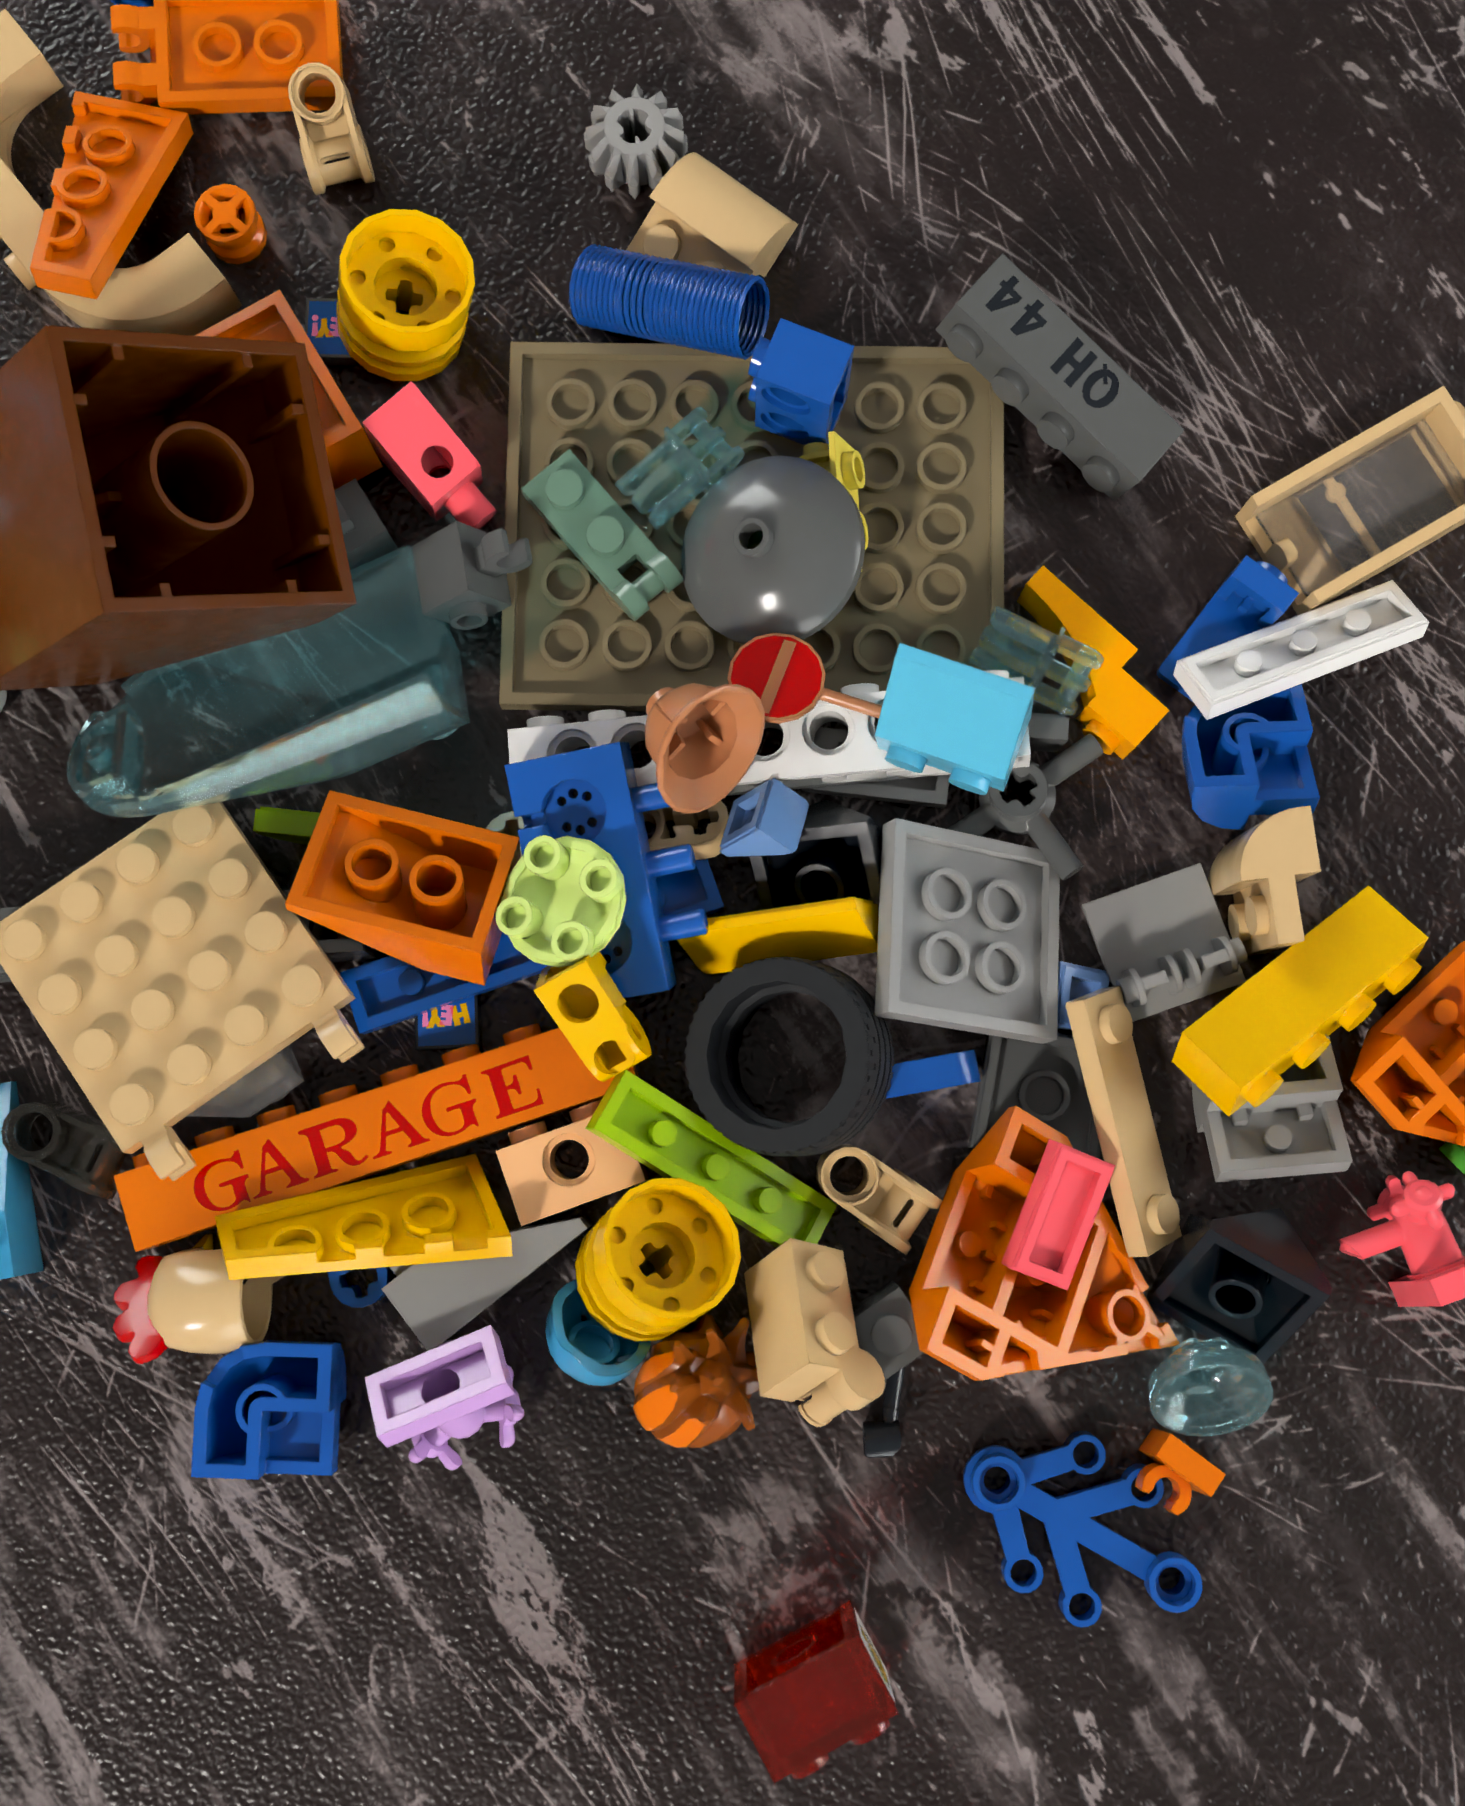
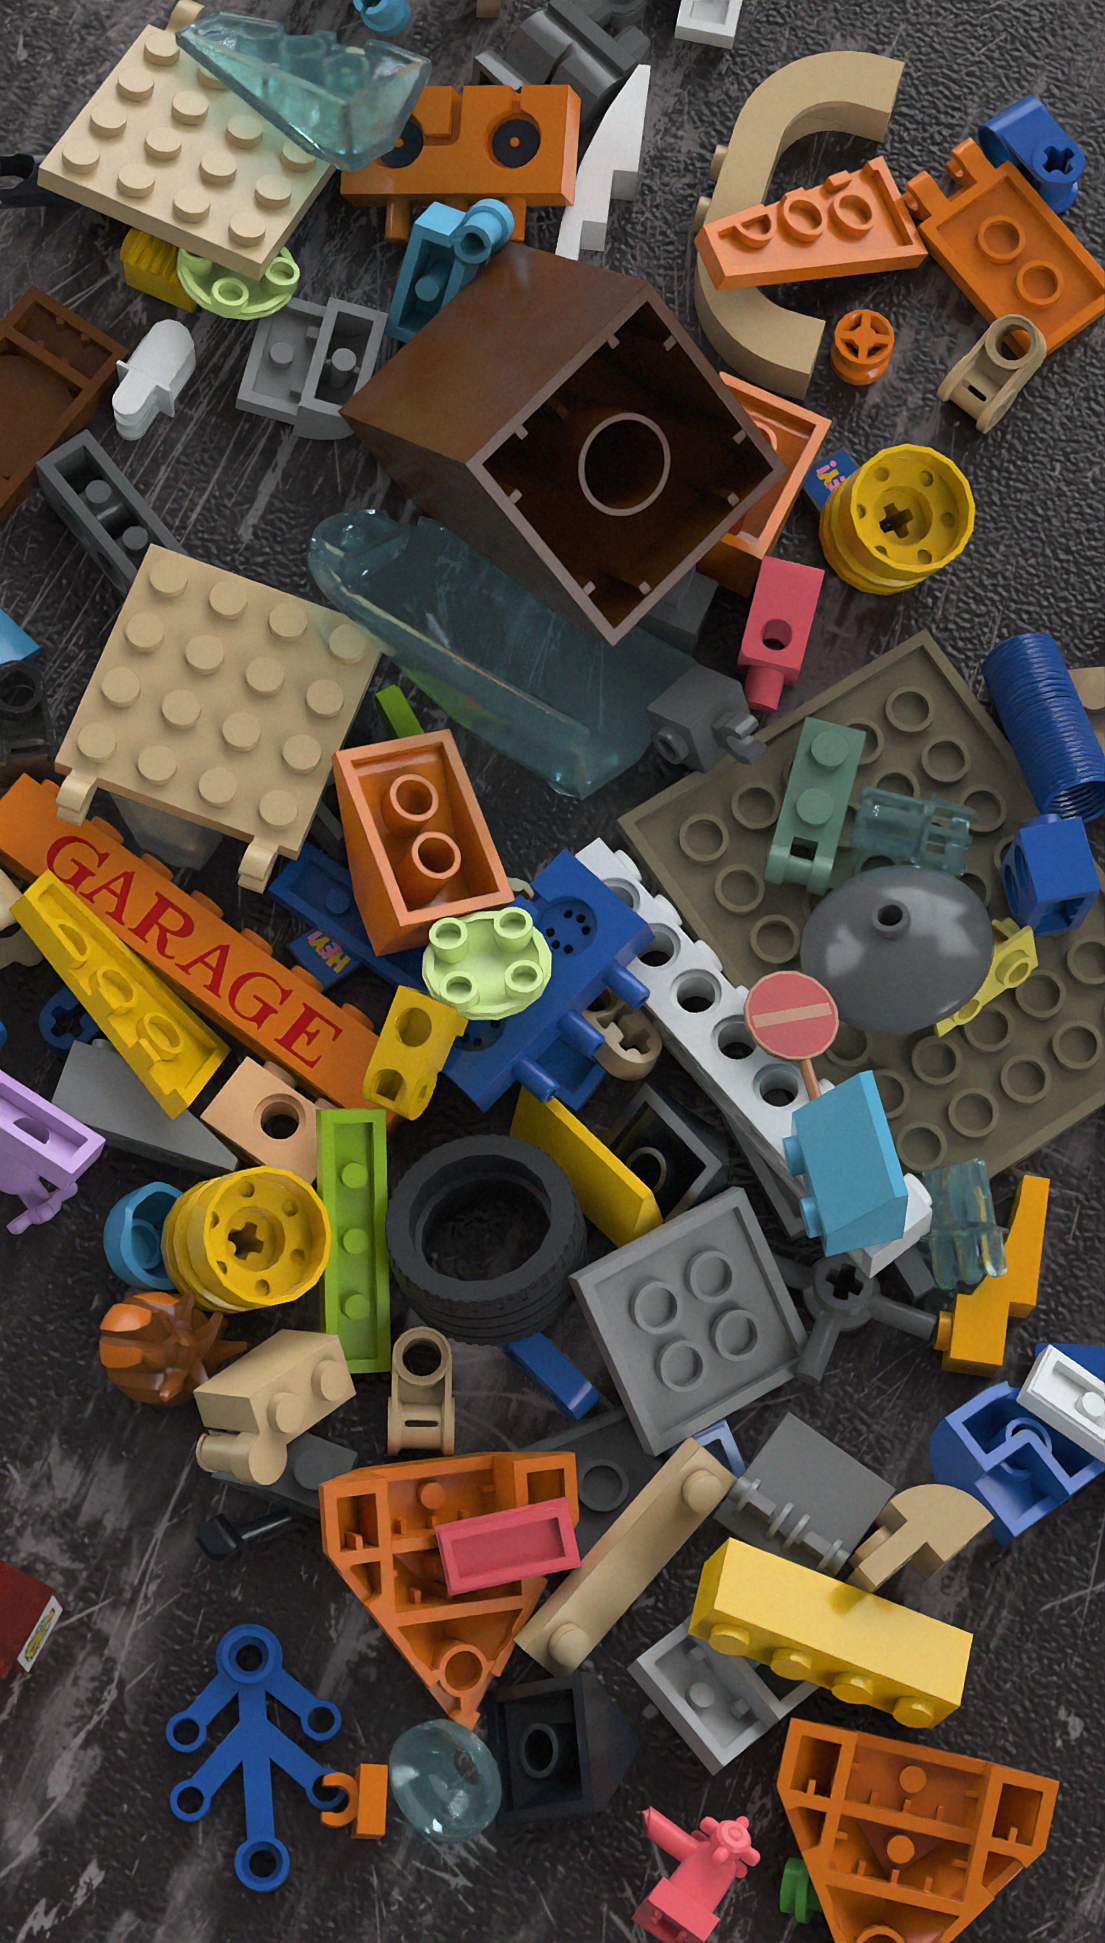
camera: 45 degrees right, 10 degrees down
(702, 741) = (692, 990): nougat hat -> none
(765, 822) = (667, 1089): medium blue slope -> none

